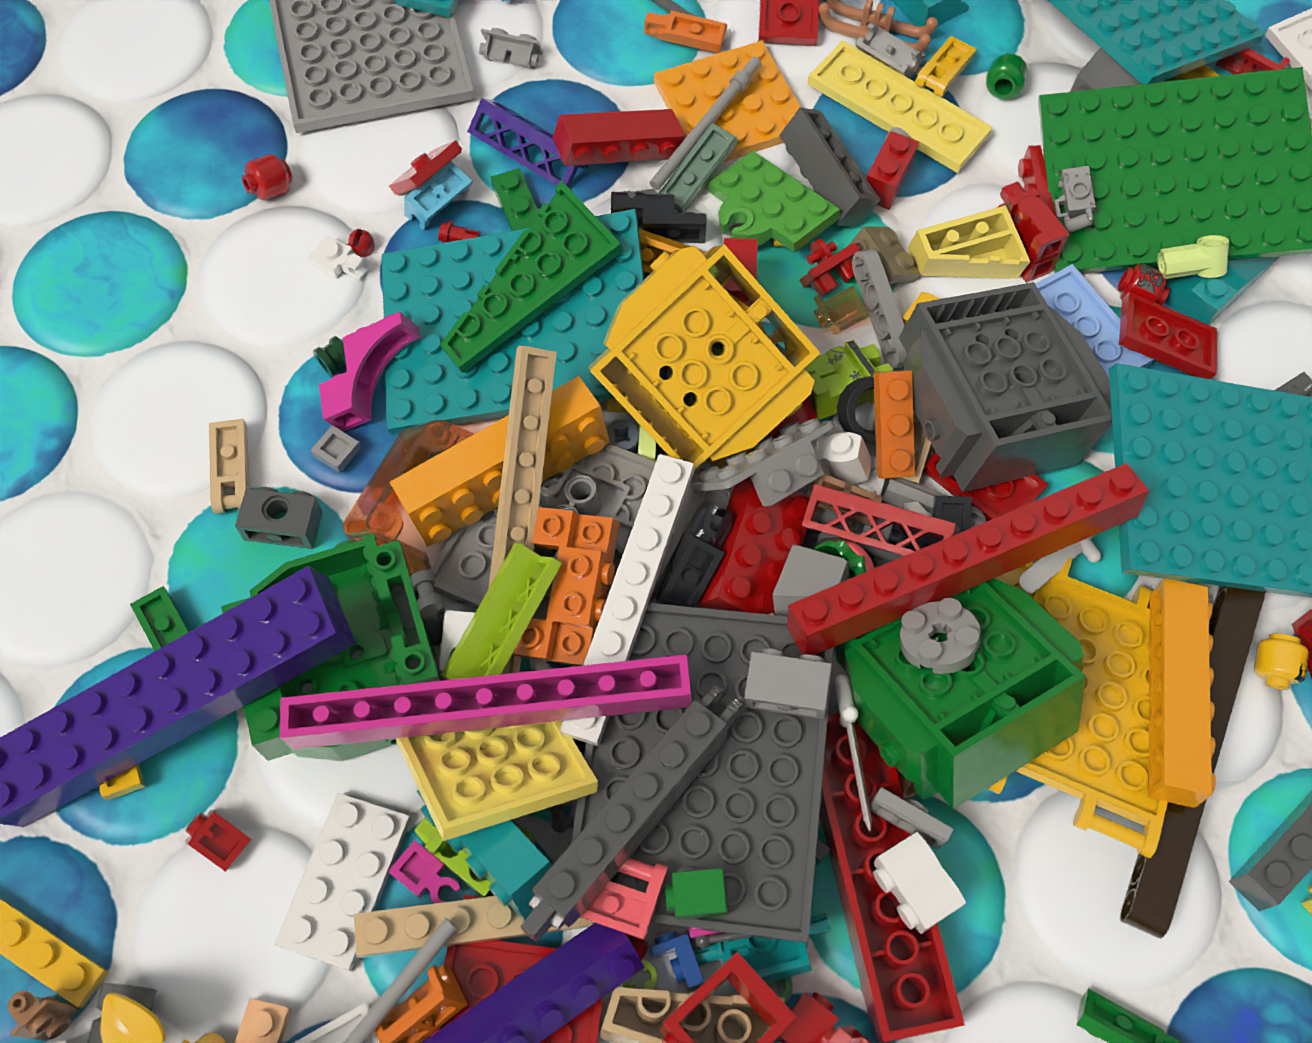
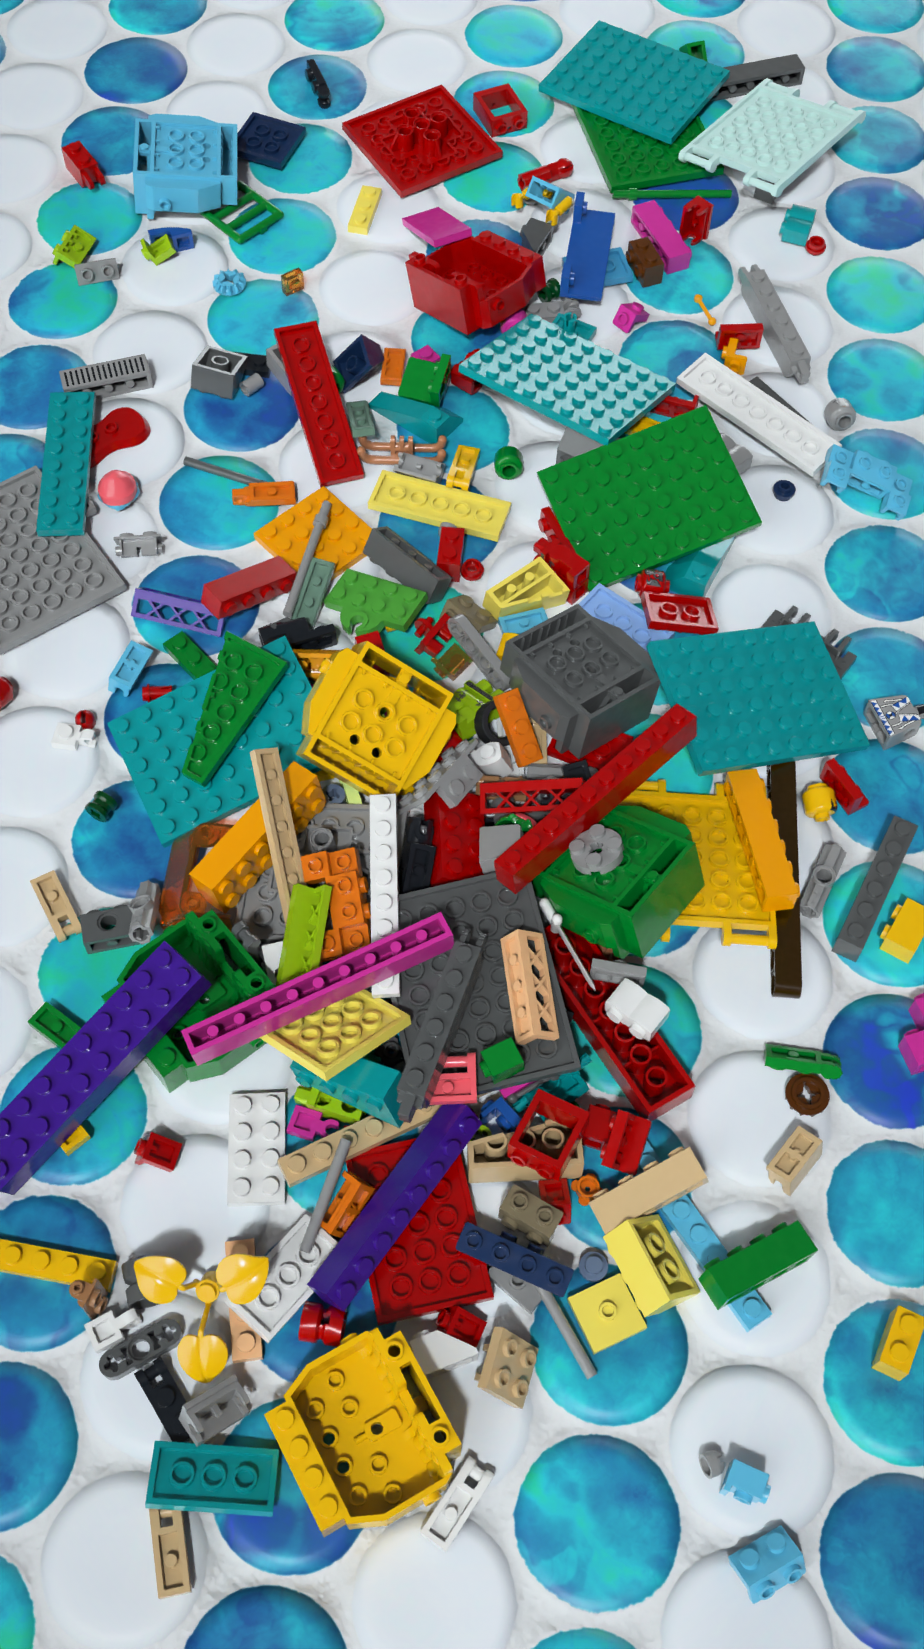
camera: 20 degrees left, 5 degrees down
(324, 512) = (144, 912): none -> light grey piece
(335, 449) = (130, 869): light grey plate -> none
(349, 396) = (128, 793): dark pink arch -> none
(425, 167) = (114, 651): red plate -> none
(769, 796) = (523, 986): none -> light nougat fence
(787, 684) = (511, 912): light grey brick -> none
(911, 192) = (472, 569): none -> red plate
(950, 284) = (521, 621): none -> medium azure plate
(1051, 564) = (654, 784): white sword -> none
(1076, 198) = (586, 536): light grey piece -> none
(1205, 258) = (686, 553): yellowish green piece -> none
(1262, 761) = (816, 891): none -> light grey piece

